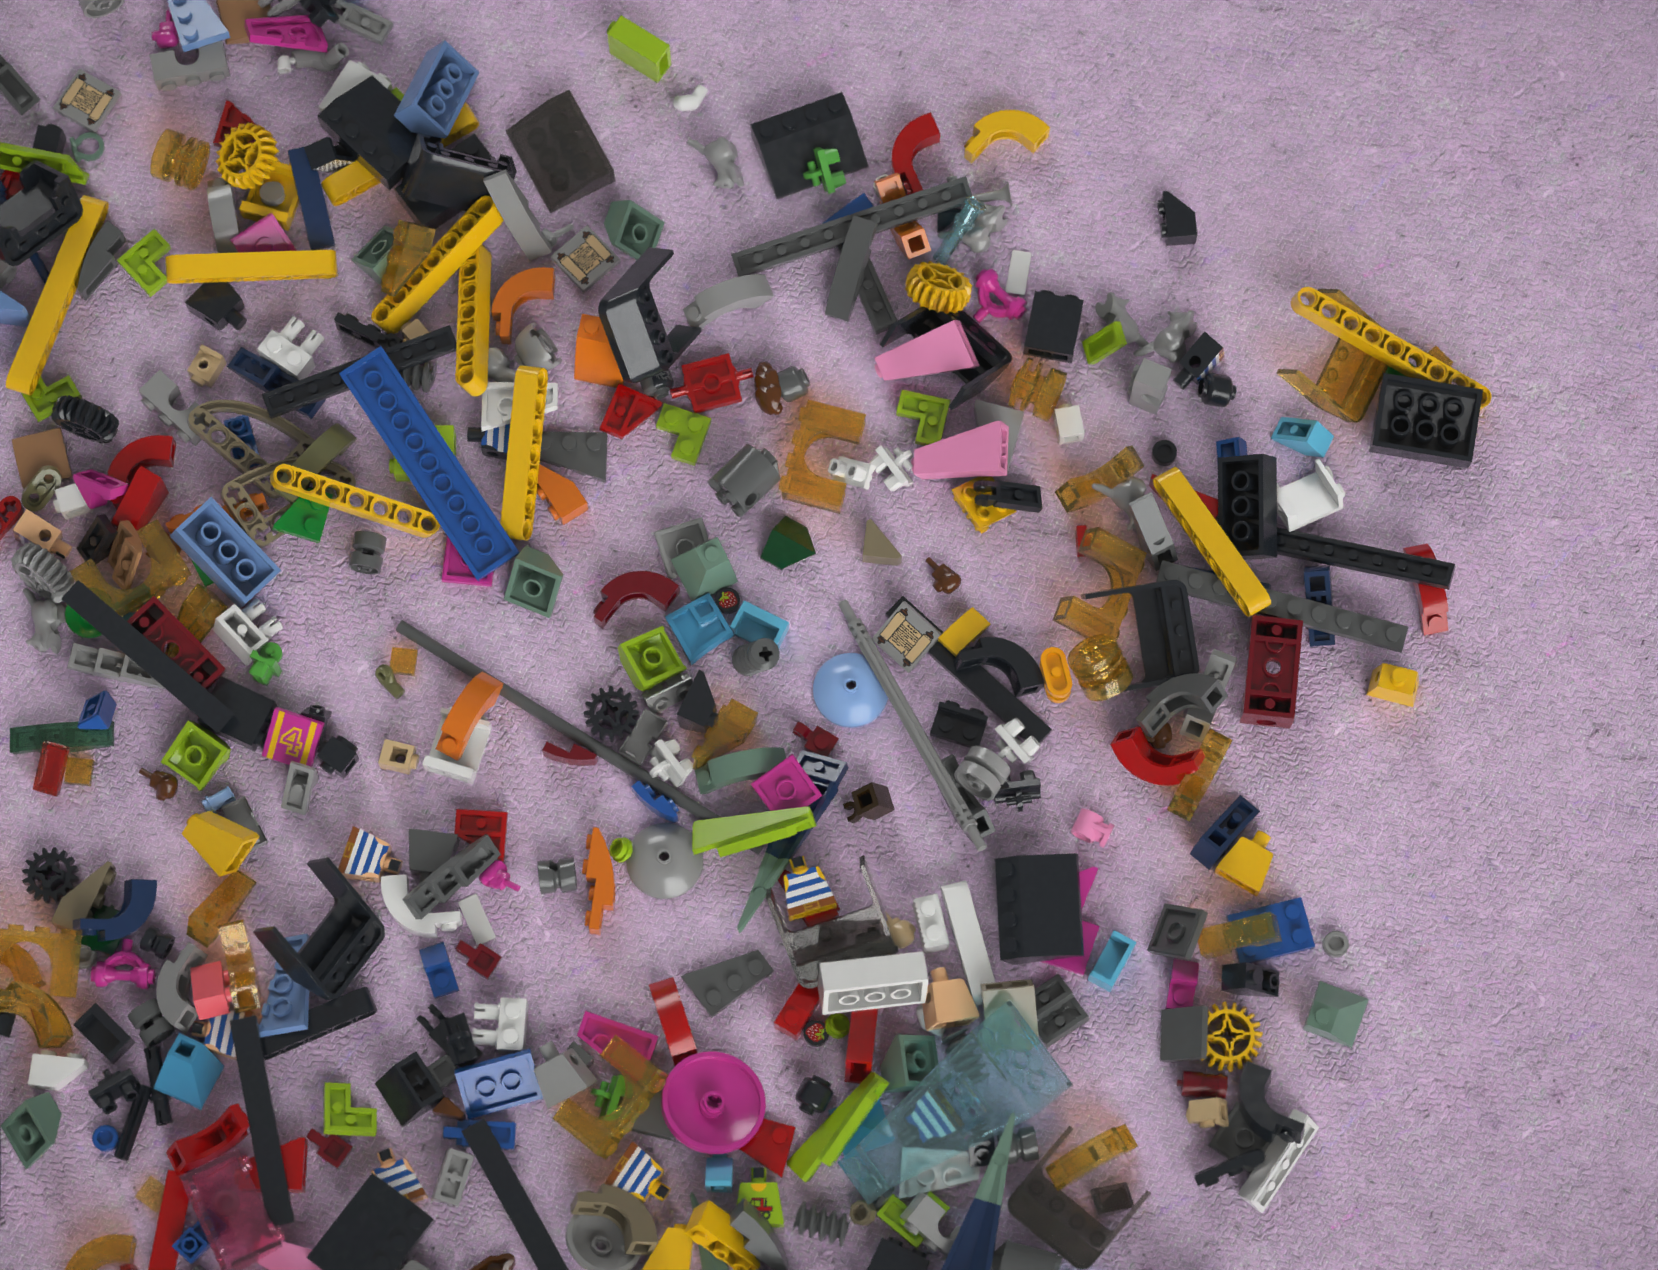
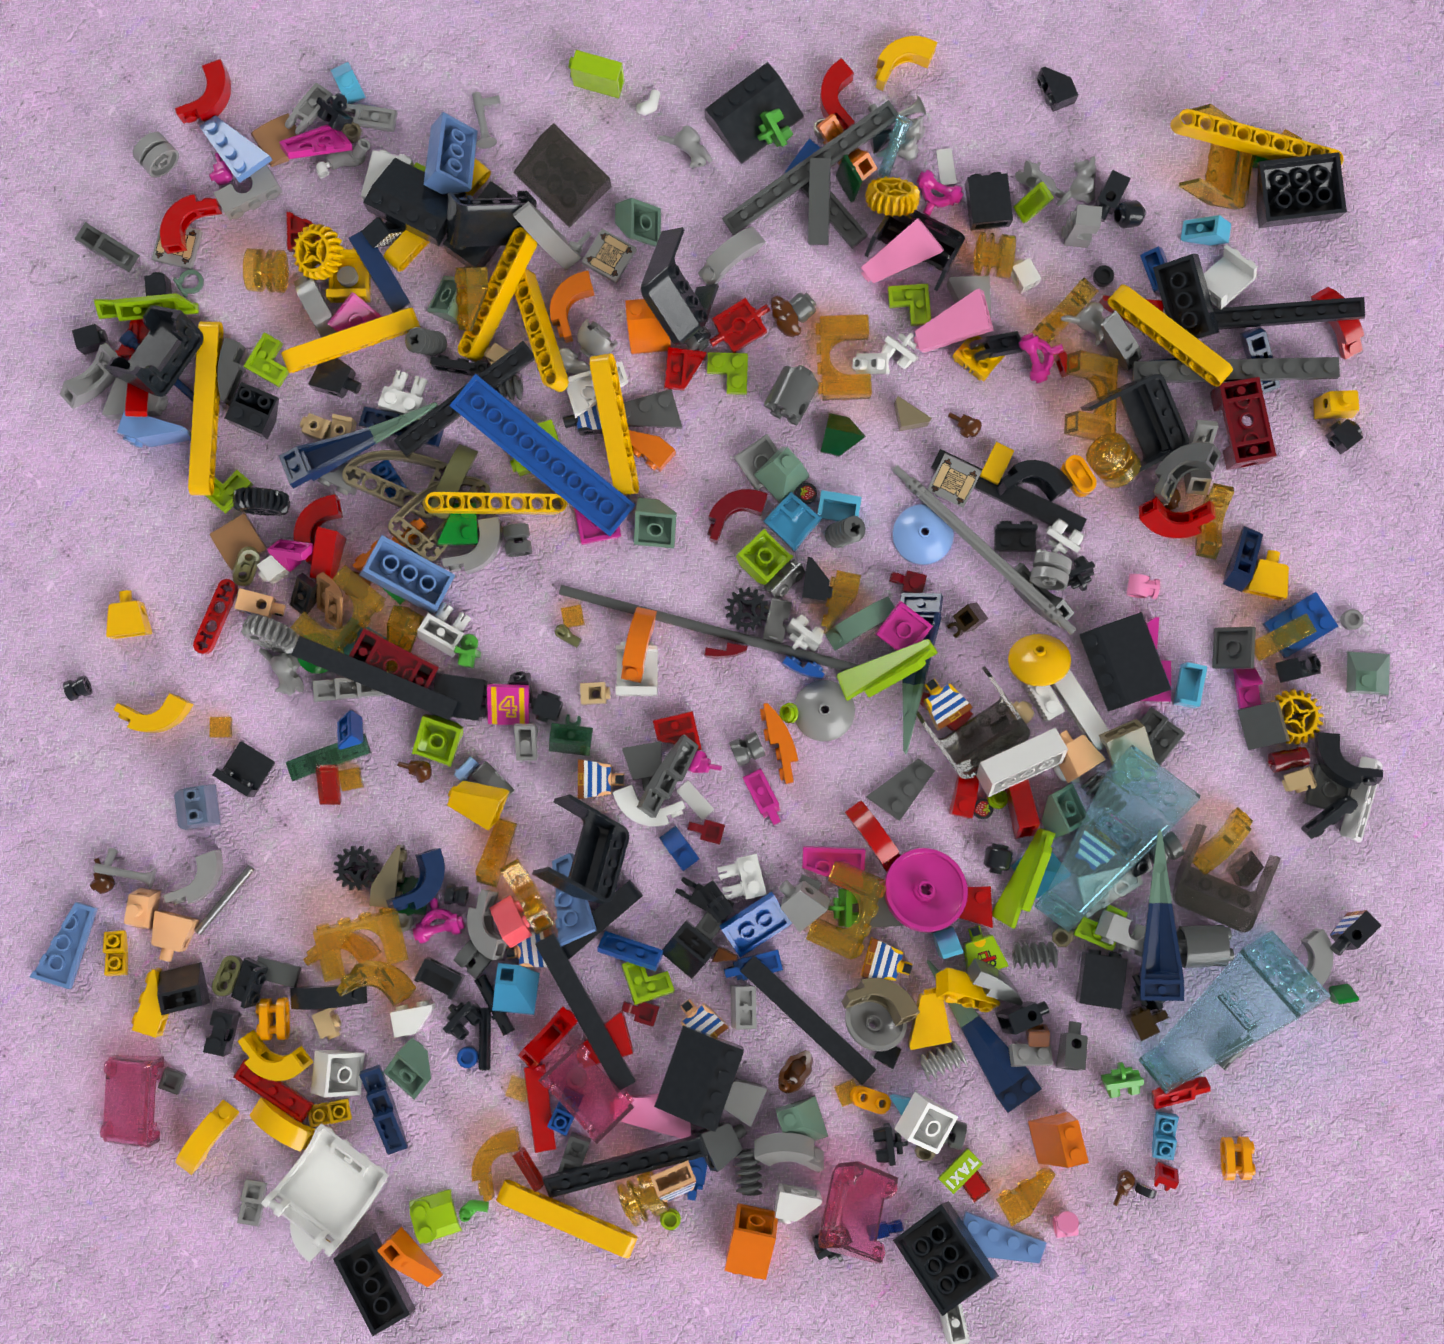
camera: 15 degrees left, 10 degrees up
(102, 70) = (180, 216): none -> red arch
(111, 314) = (253, 410): none -> black slope
(169, 388) = (320, 457): none -> dark blue plate
(178, 362) = (319, 433): none -> tan brick
(325, 554) = (484, 552): none -> light grey arch
(333, 32) = (352, 132): none -> dark tan tile
(337, 293) = (425, 341): none -> dark grey piece
(339, 1070) = (630, 950): none -> blue plate
(352, 799) = (570, 737): none -> clear green brick
(485, 85) = (486, 140): none -> light grey piece
(558, 937) = (763, 795): none -> dark pink hinge
(894, 252) = (848, 178): none -> dark green piece
(939, 875) = (1039, 667): none -> yellow dish
(1049, 538) = (1039, 370): none -> dark pink piece
(1392, 723) = (1344, 435): none -> black brick

